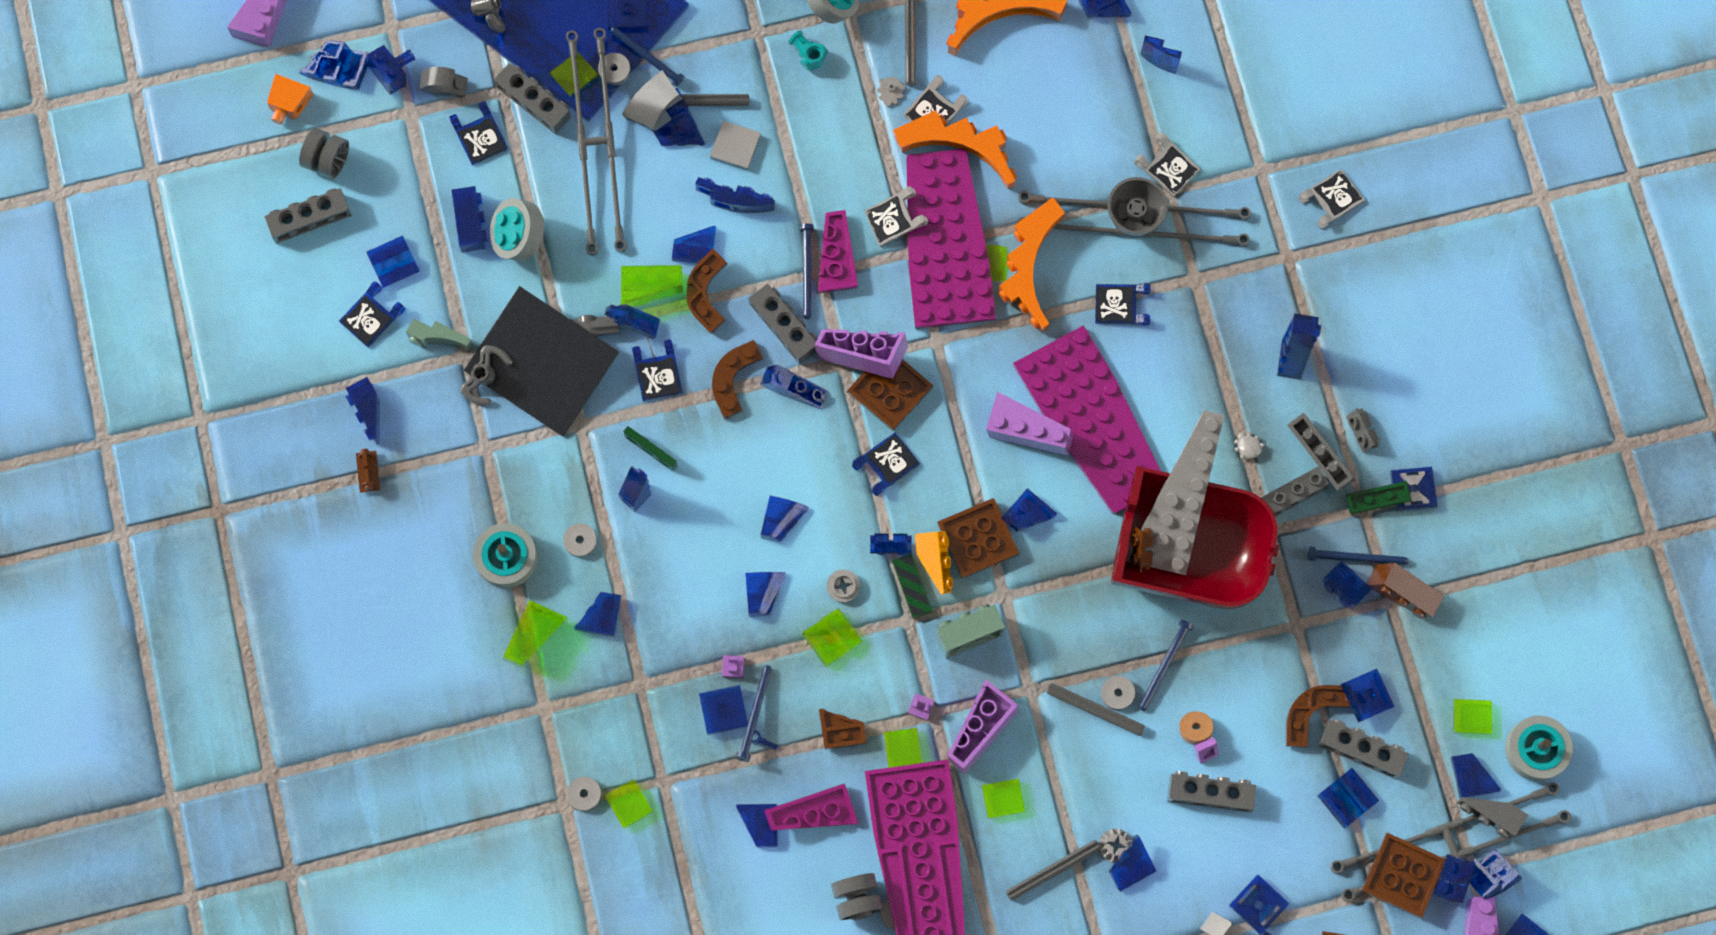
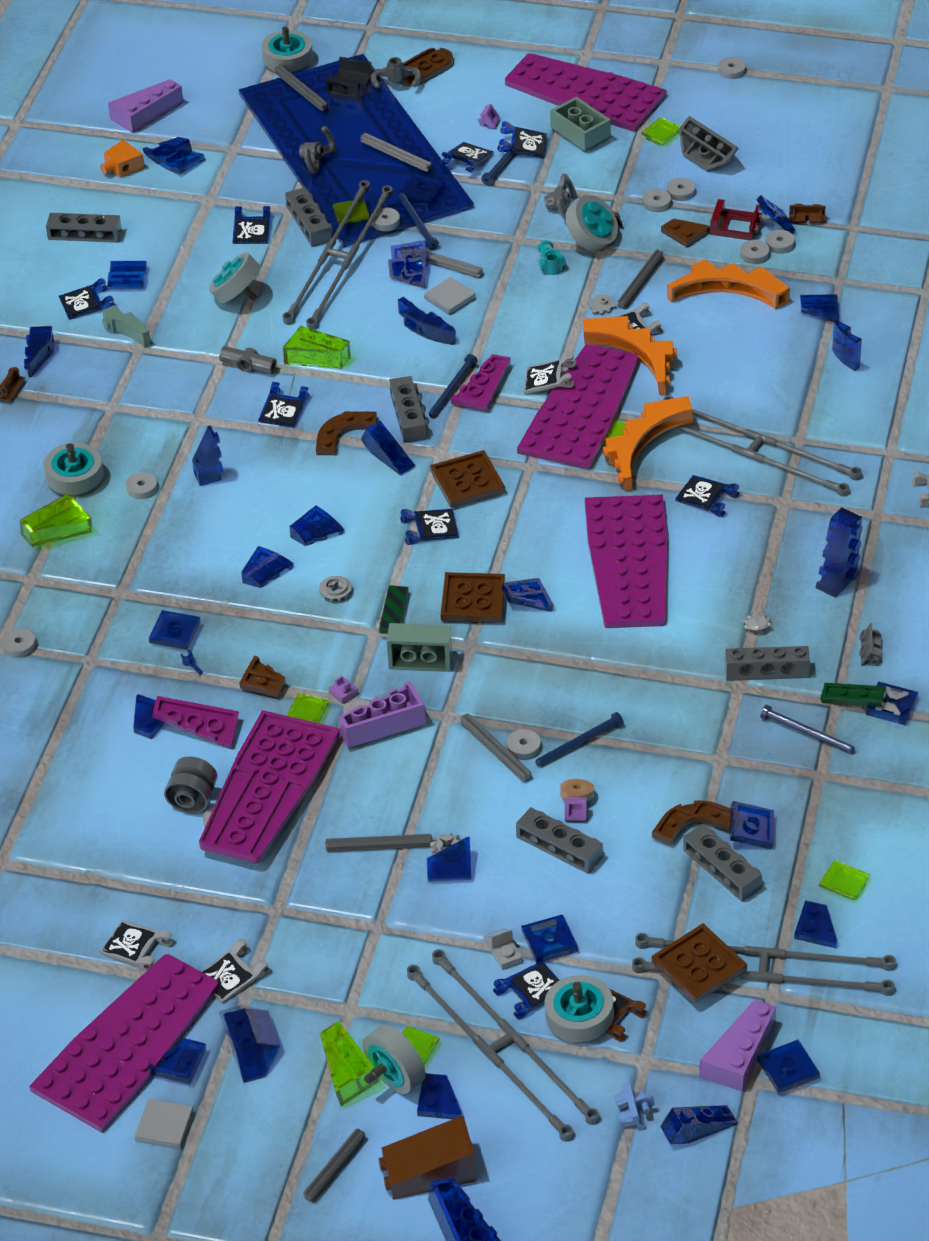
camera: 30 degrees right, 30 degrees down
(324, 153) = (123, 192): dark grey wheel -> none
(389, 68) = (210, 165): clear blue brick -> none
(443, 79) = (247, 182): dark grey brick -> none
(469, 219) = (204, 268): clear blue brick -> none
(477, 374) = (142, 356): dark grey piece -> none
(552, 360) = (195, 366): black piece -> none
(601, 616) = (121, 535): clear blue wing -> none
(628, 803) = (50, 662): clear neon green piece -> none
(634, 319) = (287, 363): clear blue hinge -> none
(650, 448) = (241, 447): dark green tile -> none
(651, 102) = (395, 244): slope -> none
(694, 246) = (372, 344): clear blue wing -> none
(697, 290) = (355, 363): reddish brown plate -> none
(733, 666) = (204, 606): medium lavender tile -> none
(743, 754) = (167, 658): dark blue bar -> none
(832, 637) = (301, 618): clear neon green slope -> none
(863, 350) = (460, 439): medium lavender wedge -> none
(882, 545) = (402, 575): clear blue hinge -> none
(934, 556) = (425, 591): light orange slope -> none
(1003, 798) = (370, 776): clear neon green piece -> none
(1024, 426) = (565, 535): medium lavender wedge -> none
(1141, 540) = (604, 647): reddish brown hinge -> none
(1143, 198) = (757, 425): dark grey piece -> none
(1170, 168) = (810, 424): flag -> none
(1180, 502) = (647, 629): light grey wing -> none
(1229, 551) = (655, 645): dark red cylinder -> none
(1321, 452) = (819, 642): dark grey brick -> none
(1346, 585) = (783, 742): clear blue brick -> none
(1348, 798) = (686, 895): clear blue slope -> none
(1405, 589) = (836, 762): reddish brown wedge -> none
(1455, 878) = (746, 981): clear blue brick -> none
(1493, 875) = (775, 995): clear blue slope -> none
(1500, 815) = (820, 951): dark grey slope -> none
(1539, 748) = (892, 921): wheel -> none

